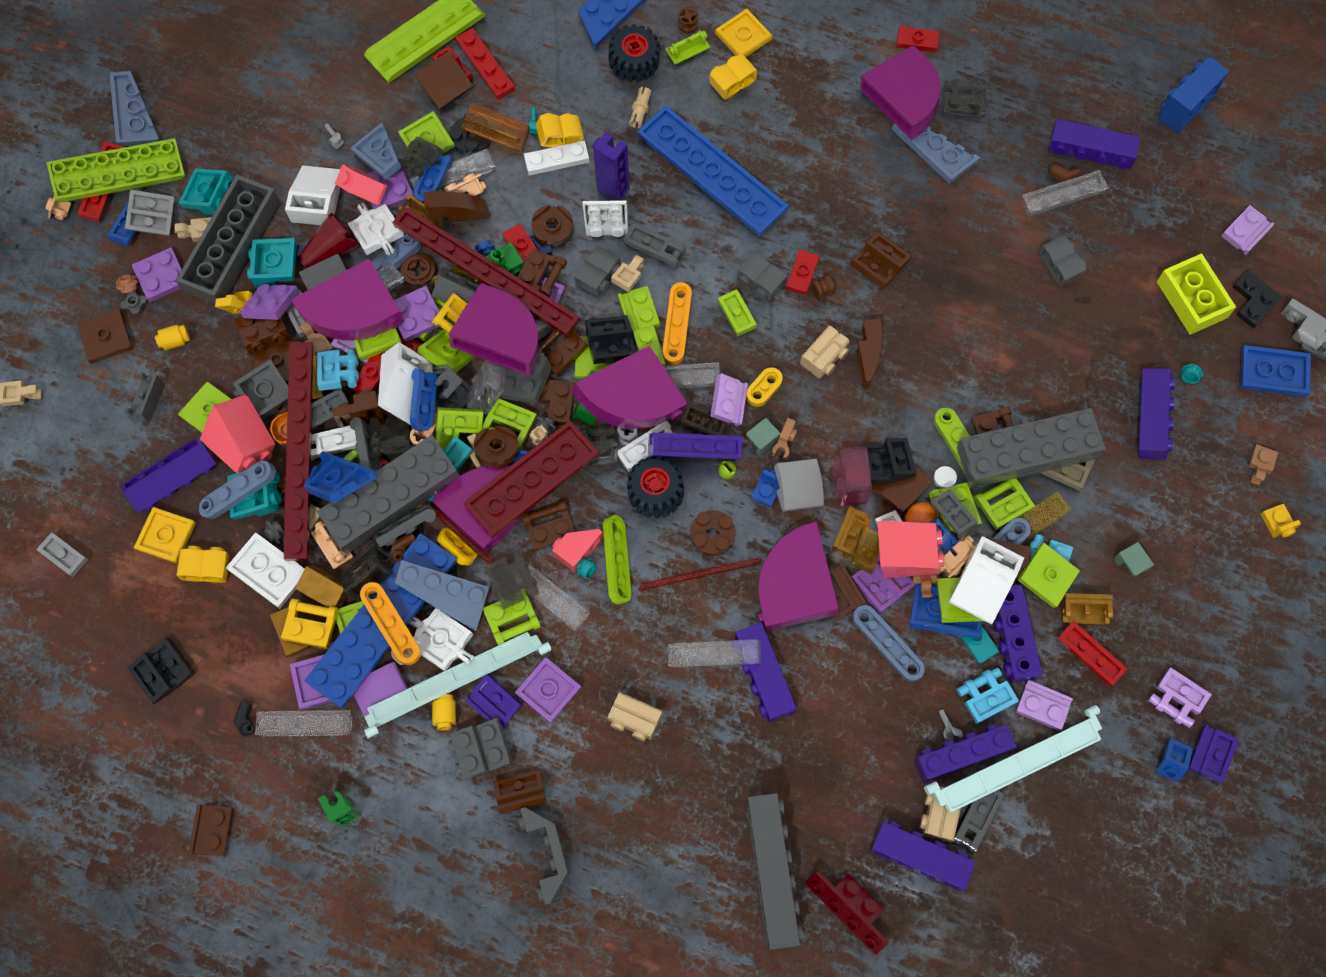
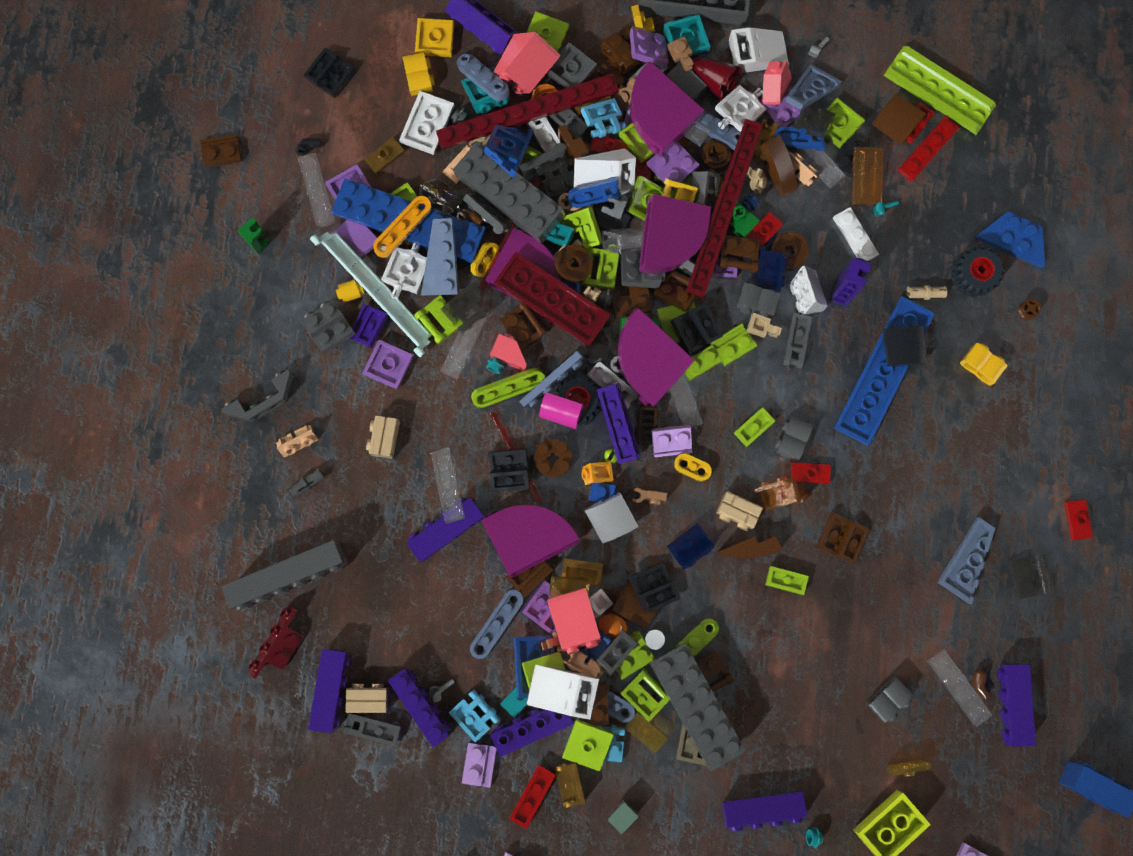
camera: 70 degrees right, 10 degrees up
(289, 267) = (681, 52): none -> medium nougat plate
(309, 631) = (385, 168): yellow plate -> none
(322, 587) = (424, 166): pearl gold hinge -> none
(464, 233) = (757, 180): none -> tan plate
(519, 791) = (302, 366): reddish brown plate -> none
(559, 130) = (880, 229): yellow brick -> none
(569, 245) = (771, 270): none -> clear blue bracket
(607, 812) = (304, 437): none -> light nougat hinge
(638, 534) = (556, 377): none -> sand blue wing
(665, 500) = (560, 410): none -> dark pink brick
(665, 826) = (304, 484): none -> dark grey pin
(677, 323) = (729, 379): light orange plate -> none
(688, 47) = (1001, 317): lime hinge -> none
(693, 140) = (905, 346): none -> black slope
(713, 583) = (509, 469): none -> black slope
(743, 34) = (1031, 362): yellow plate -> none
(743, 488) = (597, 473): none -> light orange bracket
(763, 436) = (646, 477): sand green panel -> none
(818, 305) = (779, 493): none -> clear orange bracket
(852, 411) = (690, 546): none -> clear blue bracket
(852, 476) = (630, 559): clear pink brick -> none
(905, 90) = (1017, 520): magenta brick -> none
(912, 326) = (786, 580): none -> lime plate
(1018, 765) = (422, 754): light aqua piece -> none
(1137, 262) = (908, 768): none -> clear yellow plate

